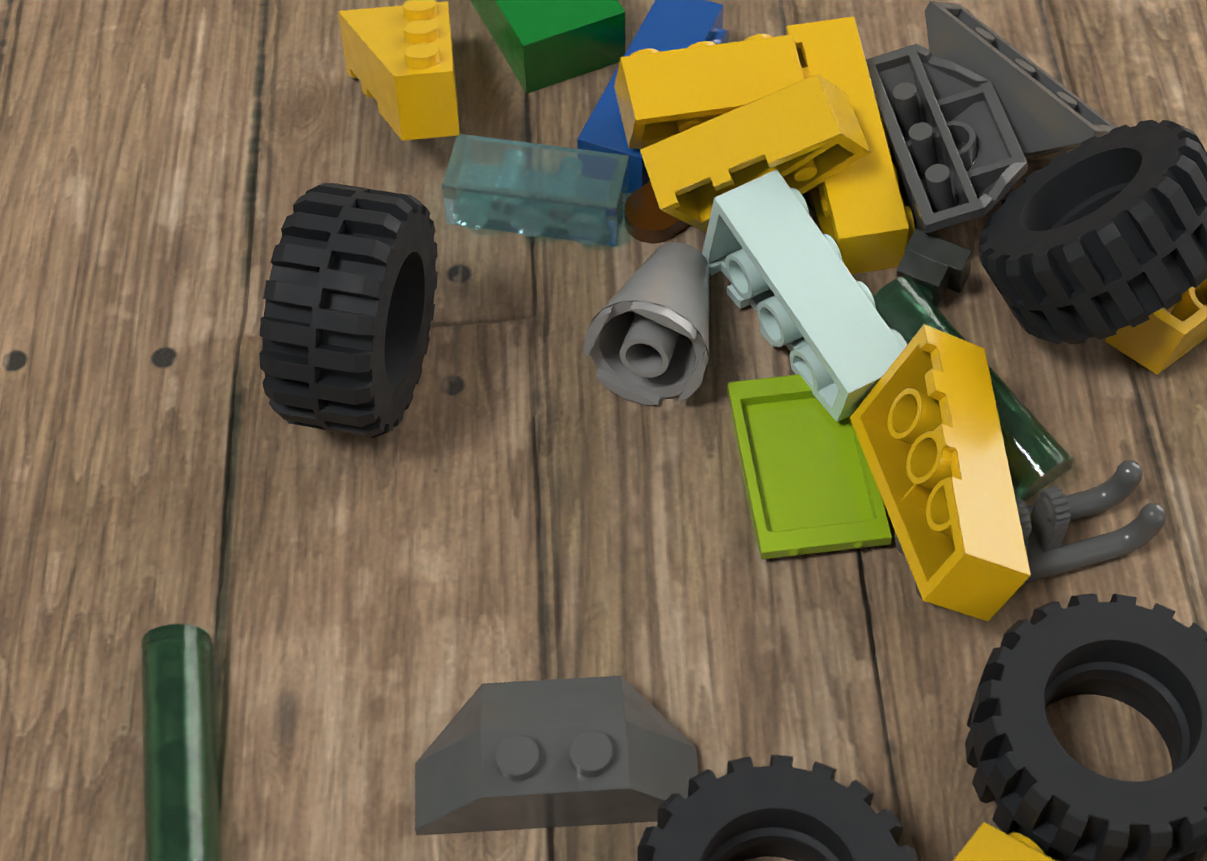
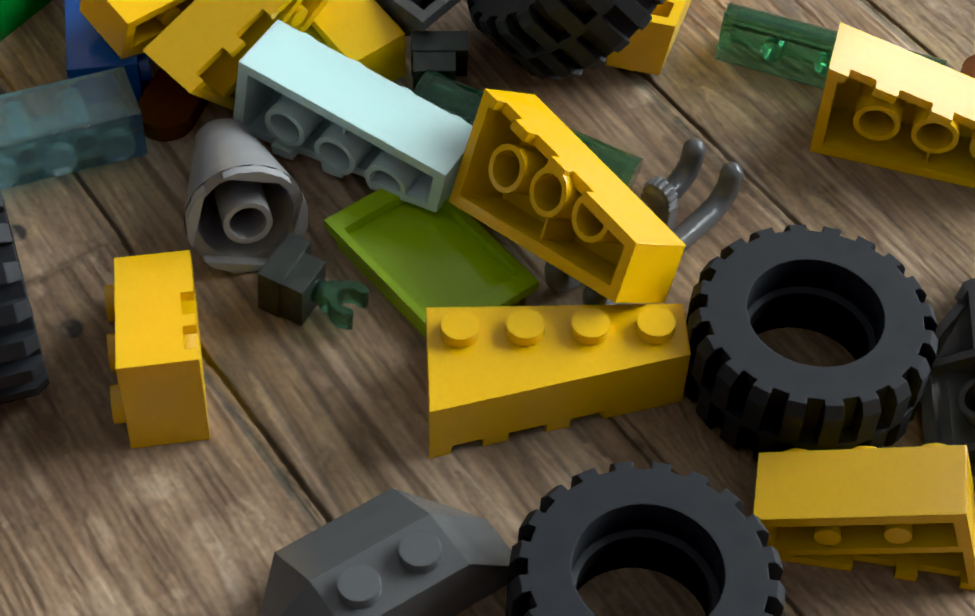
camera: 35 degrees left, 5 degrees down
(500, 440) = (156, 350): none -> yellow wedge
(662, 435) = (295, 284): none -> pearl dark grey piece
(837, 627) = (547, 365): none -> yellow wedge

